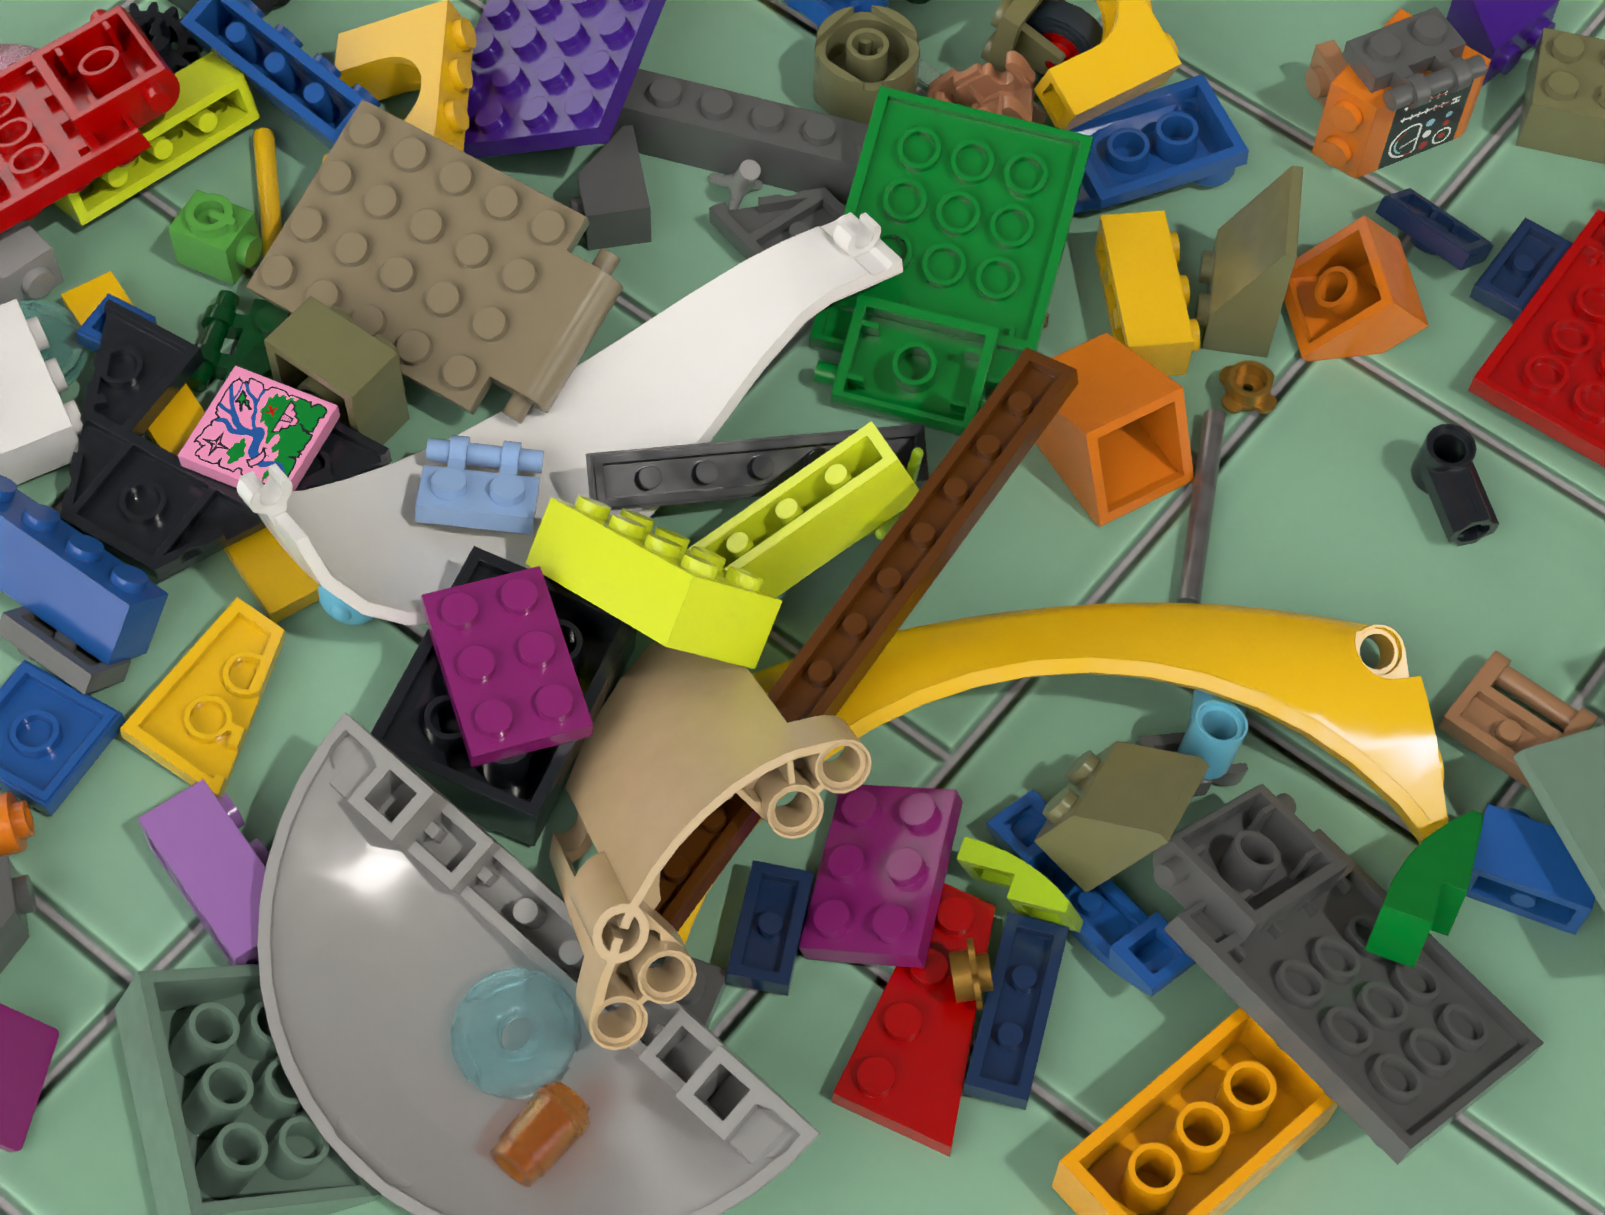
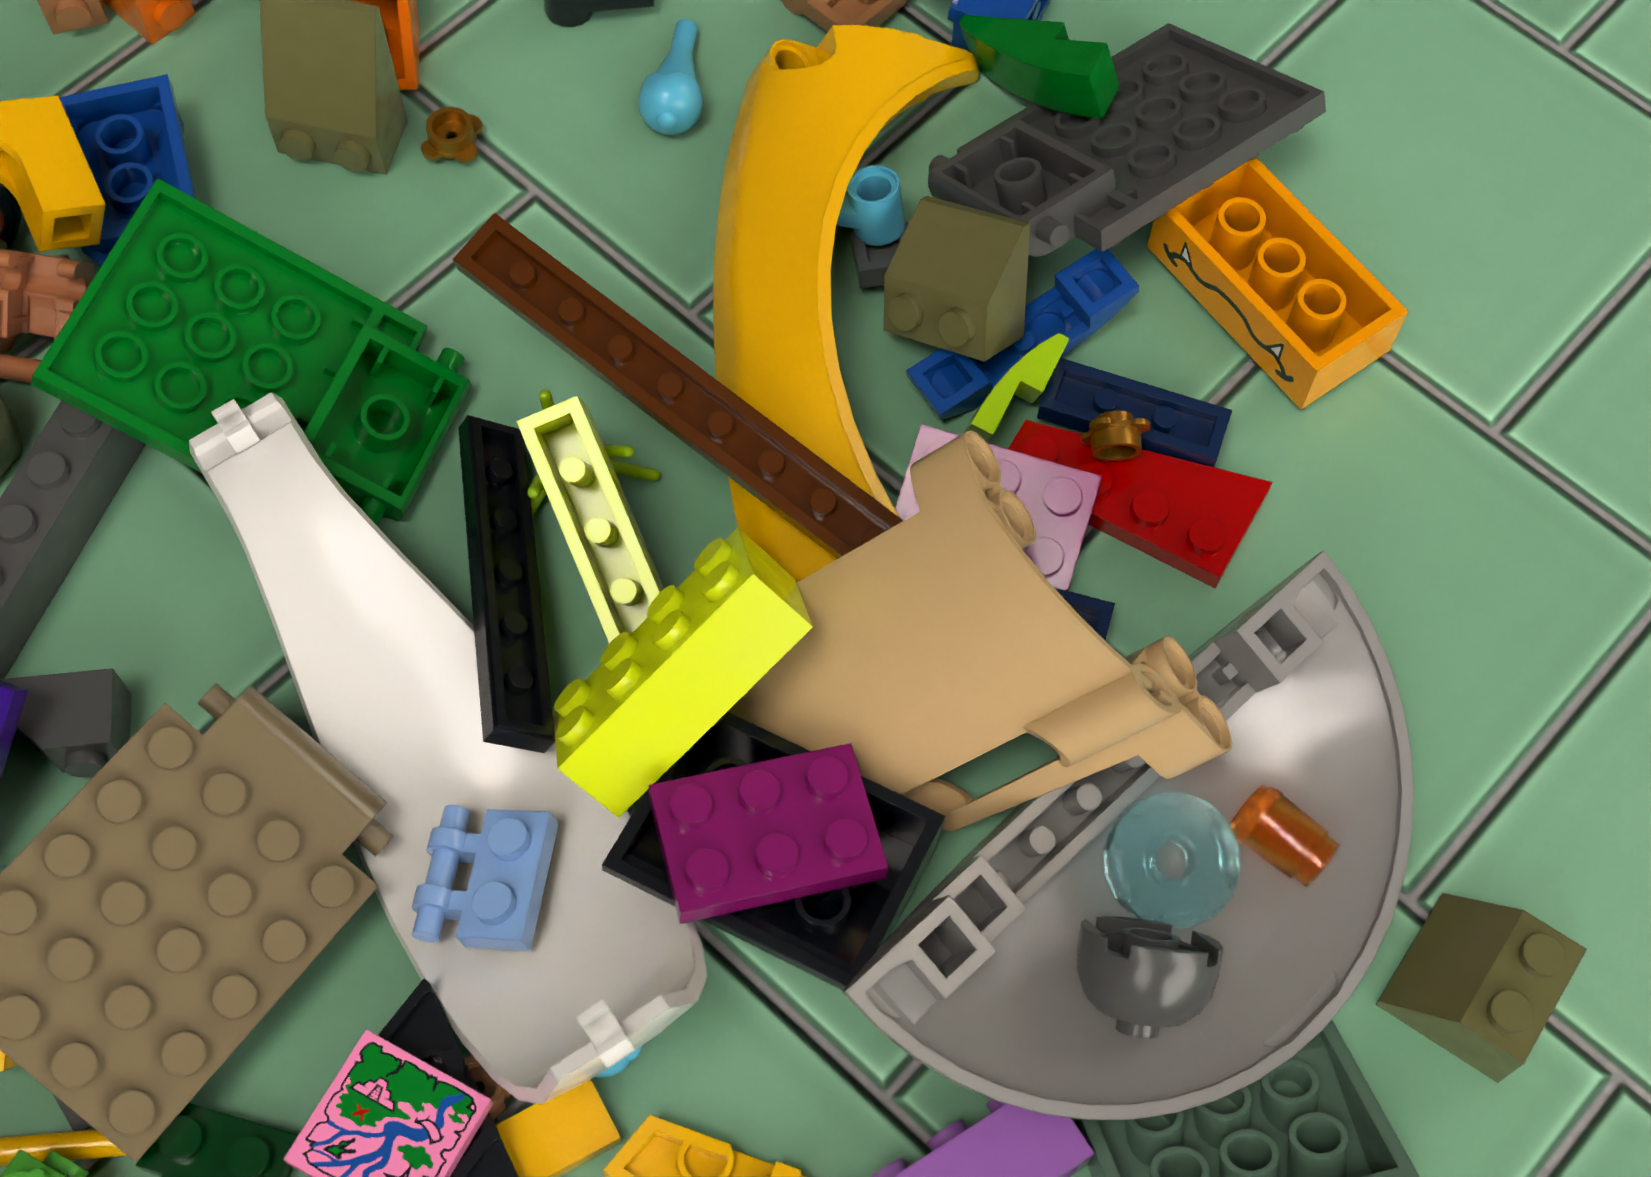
camera: 85 degrees left, 5 degrees up
(341, 363) = (299, 1034): olive brick -> none
(396, 989) = (1146, 973): none -> dark grey cylinder
(739, 182) = (81, 580): light grey bar -> none
(775, 219) = (158, 541): dark grey wing -> none
(1118, 432) = (434, 232): orange slope -> none
(1144, 289) = (325, 201): yellow brick -> none
(1201, 507) = (587, 196): flat silver bar -> none
(1329, 562) = (671, 96): none -> medium azure piece

